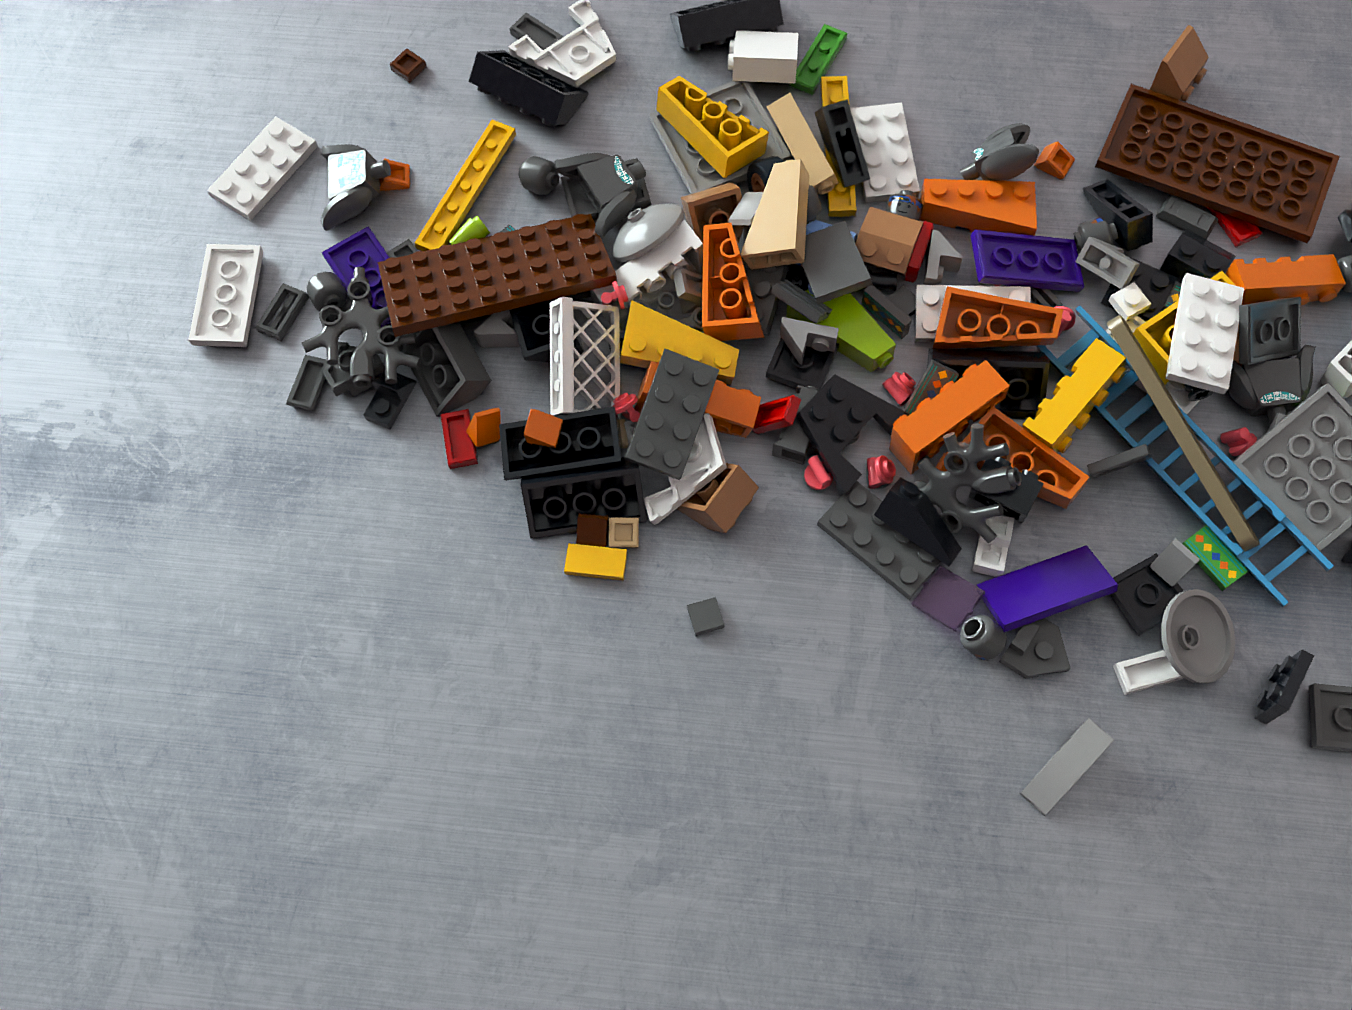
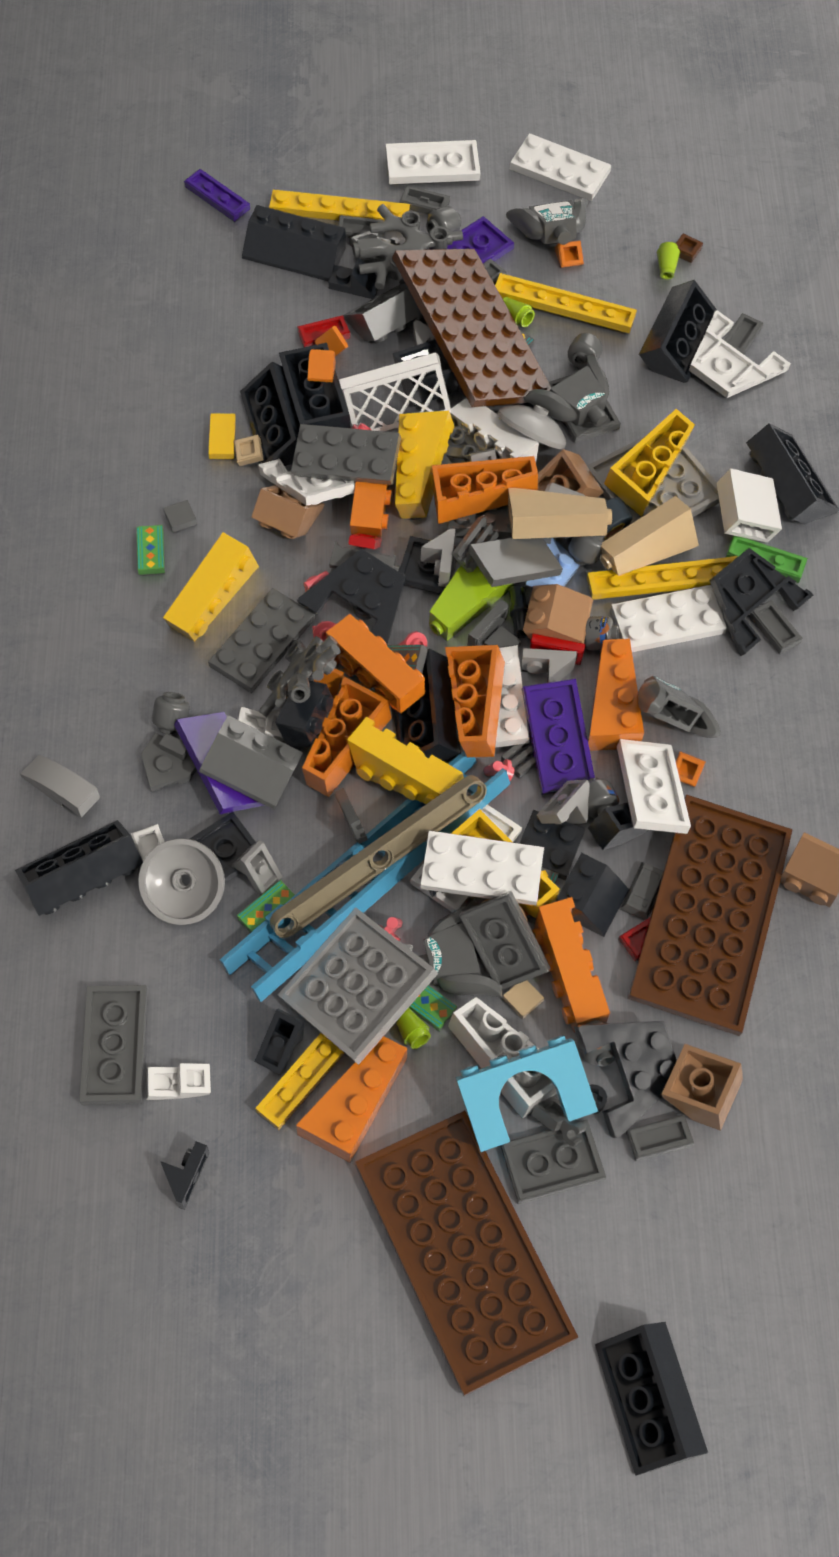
camera: 75 degrees right, 5 degrees down
(216, 543) = (217, 195): none -> dark purple tile
(269, 408) = (331, 206): none -> yellow plate
(322, 457) = (293, 243): none -> black slope
(425, 83) = (667, 259): none -> lime cone
(592, 530) = (248, 425): reddish brown tile -> none
(618, 295) = (458, 405): coral plate -> none
(750, 652) = (150, 549): none -> bright green tile
(822, 582) = (211, 587): none -> yellow wedge
(842, 142) = (658, 570): black slope -> none
(866, 77) = (744, 587): none -> black wing
(899, 64) = (775, 627): none -> dark grey tile
(916, 518) = (271, 654): black slope -> none
(948, 598) = (208, 689): clear purple piece -> none
(1058, 553) = (250, 762): none -> dark grey slope
(1092, 184) = (653, 786): none -> white plate
(1129, 301) = (525, 825): white plate -> none
(1170, 750) = (79, 868): none -> black slope
(1284, 686) = (137, 951): black plate -> none
(1311, 331) = (523, 998): none -> tan tile

